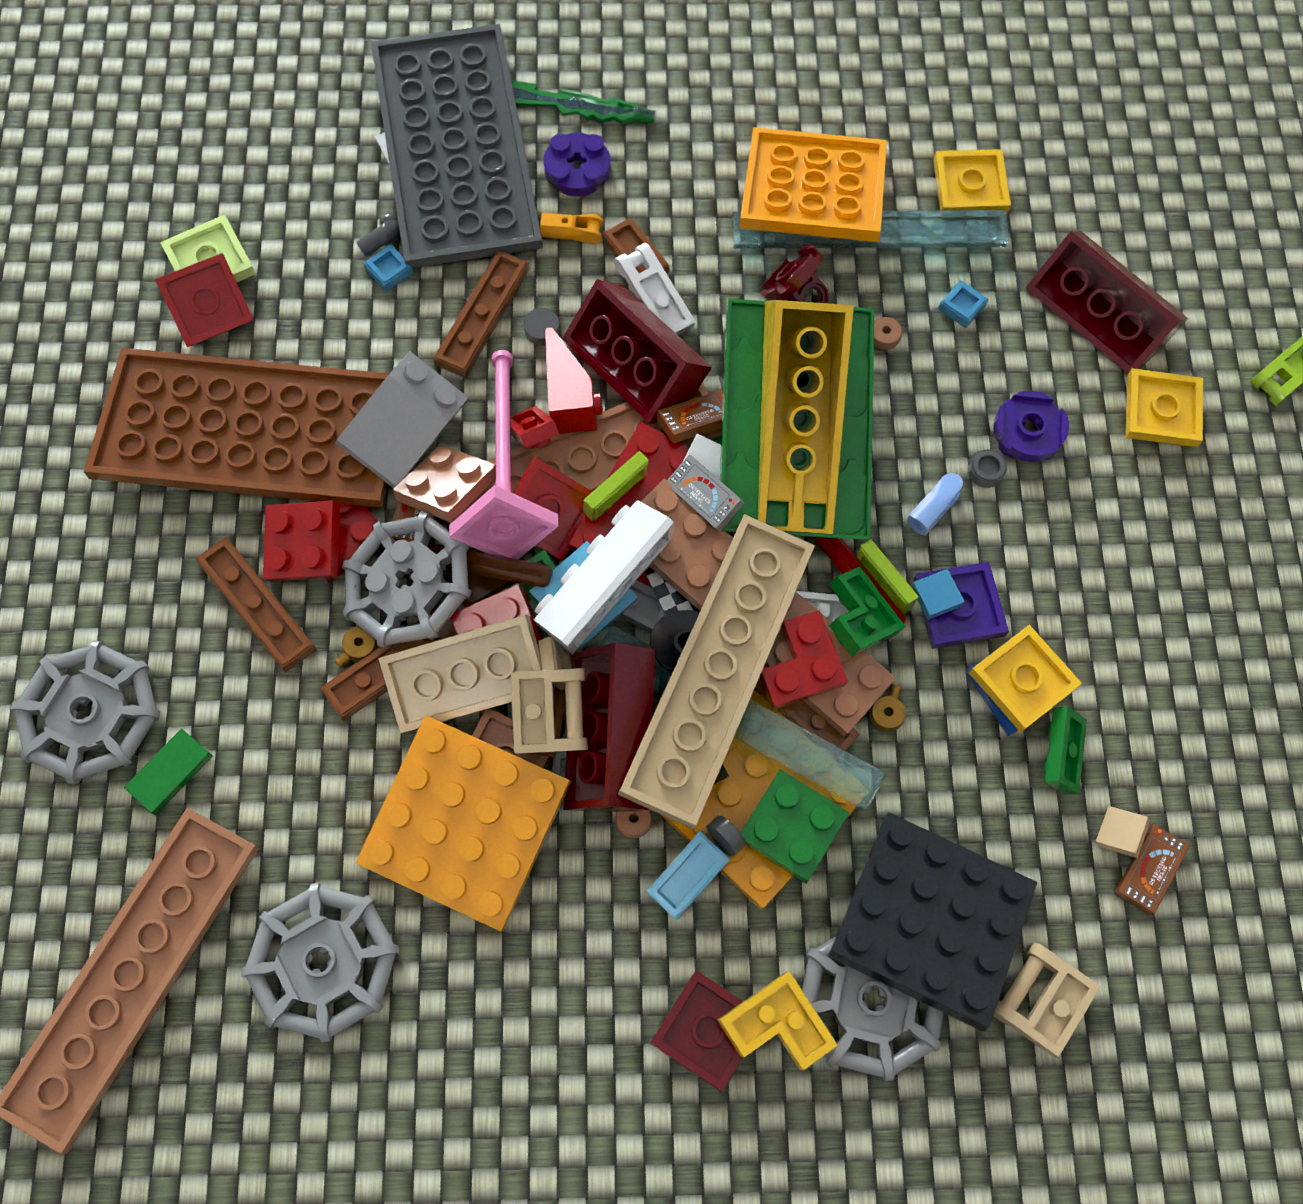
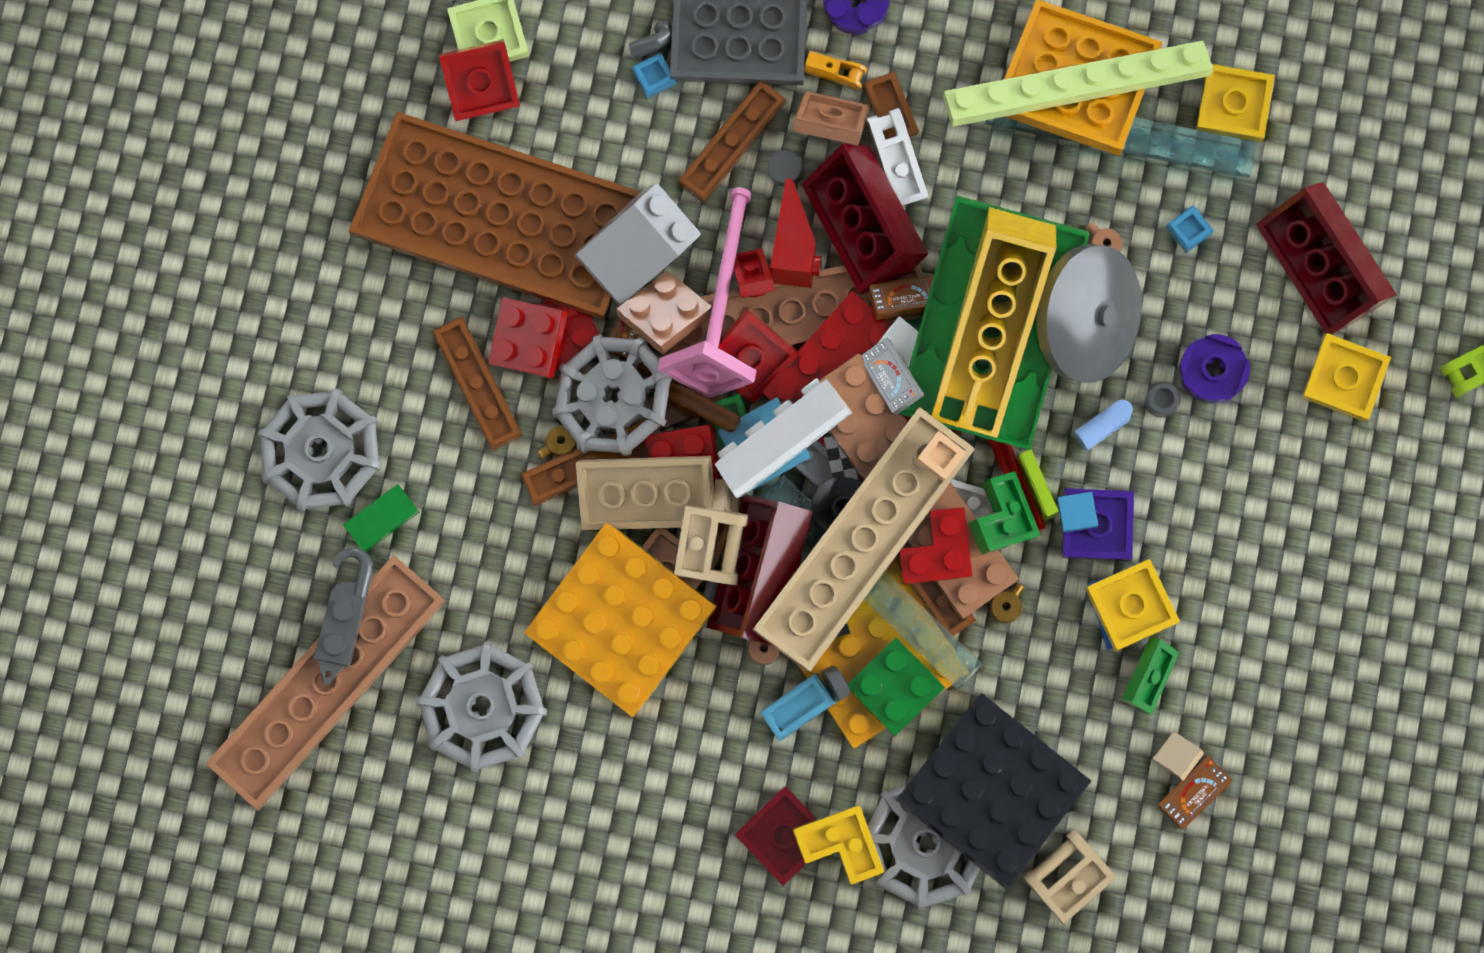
camera: 20 degrees right, 10 degrees up
(136, 894) = (343, 617): none -> dark grey plate
(578, 265) = (831, 118): none -> nougat tile
(615, 486) = (814, 353): lime tile -> none
(782, 557) = (941, 456): none -> light nougat plate
(795, 277) = (1031, 172): dark red tile -> none
(815, 184) = (1077, 83): none -> yellowish green plate
(893, 389) = (1089, 313): none -> dark grey dish

